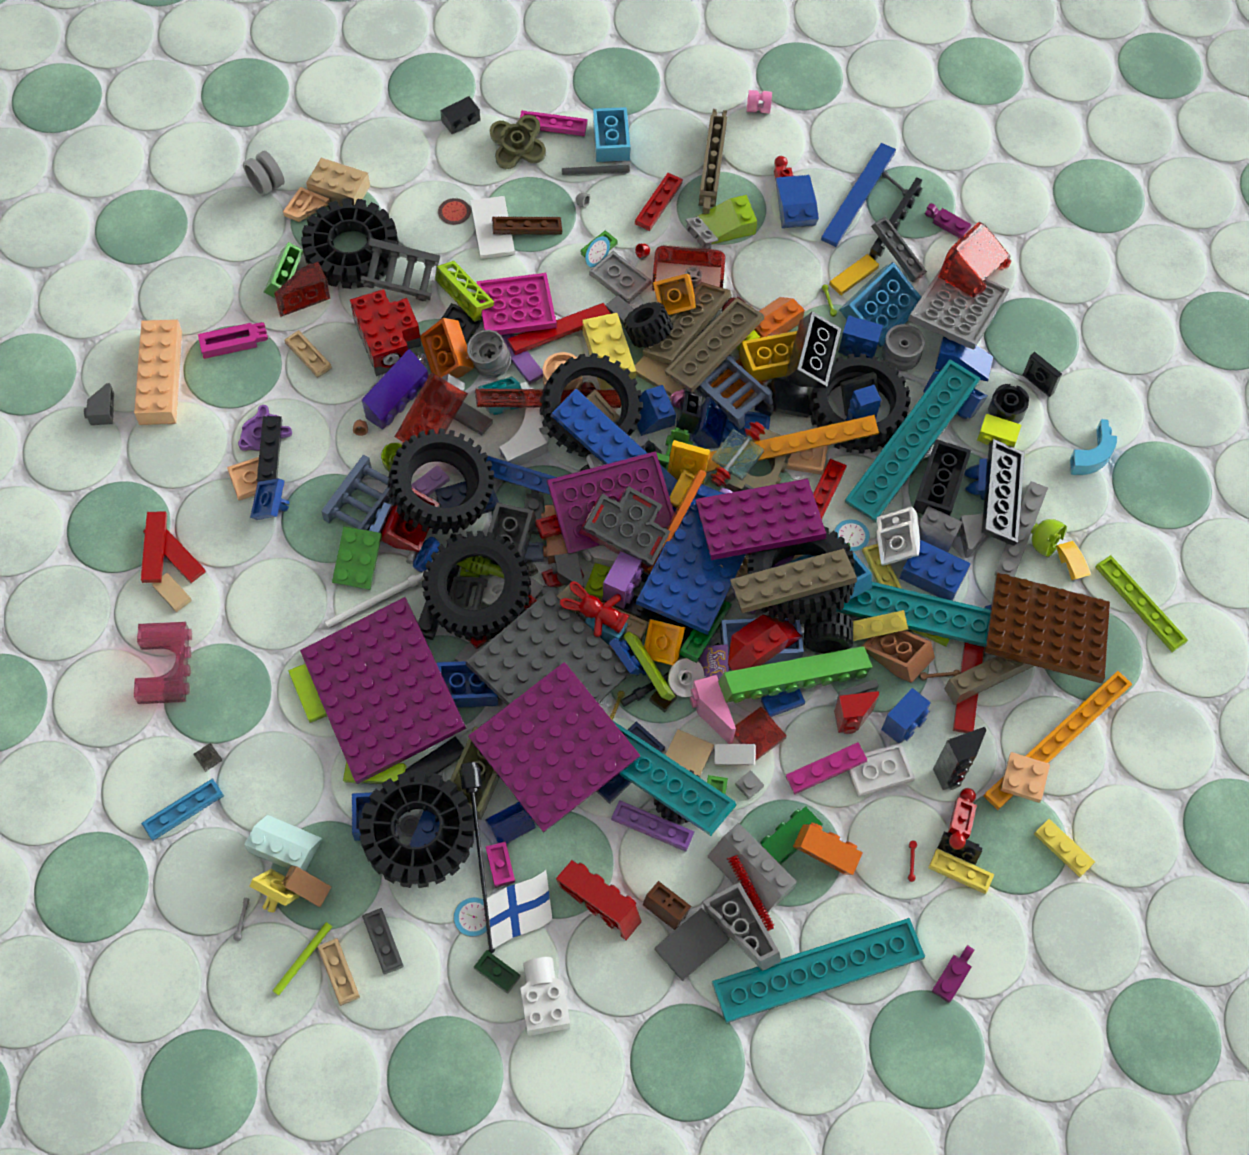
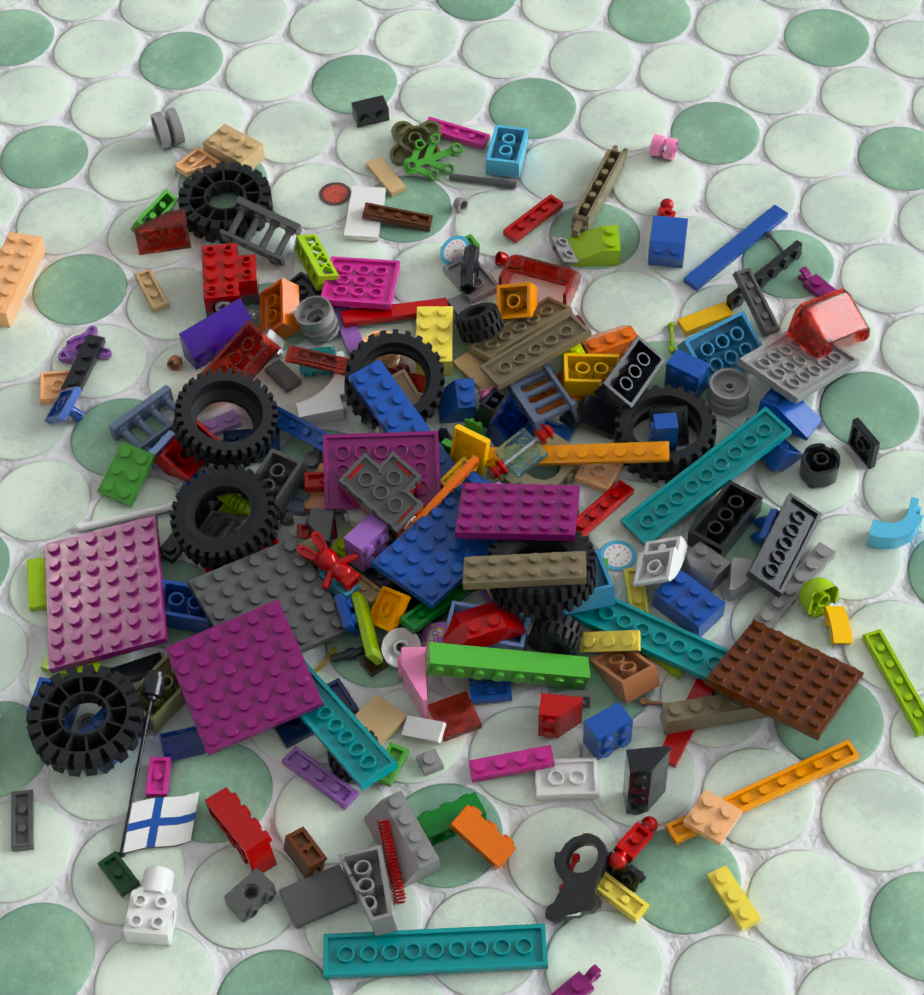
camera: 20 degrees right, 10 degrees down
(225, 341) = (86, 265): dark pink hinge -> none
(470, 917) = (112, 819): sticker -> none
(499, 183) = (386, 176): none -> tan tile
(538, 156) = (430, 158): none -> bright green plant
(618, 268) = (469, 269): none -> black piece
(633, 948) = (256, 884): none -> dark grey brick
(696, 274) = (543, 290): light grey wheel -> none
(931, 877) = (579, 889): none -> black animal
(998, 429) = (802, 487): neon yellow brick -> none

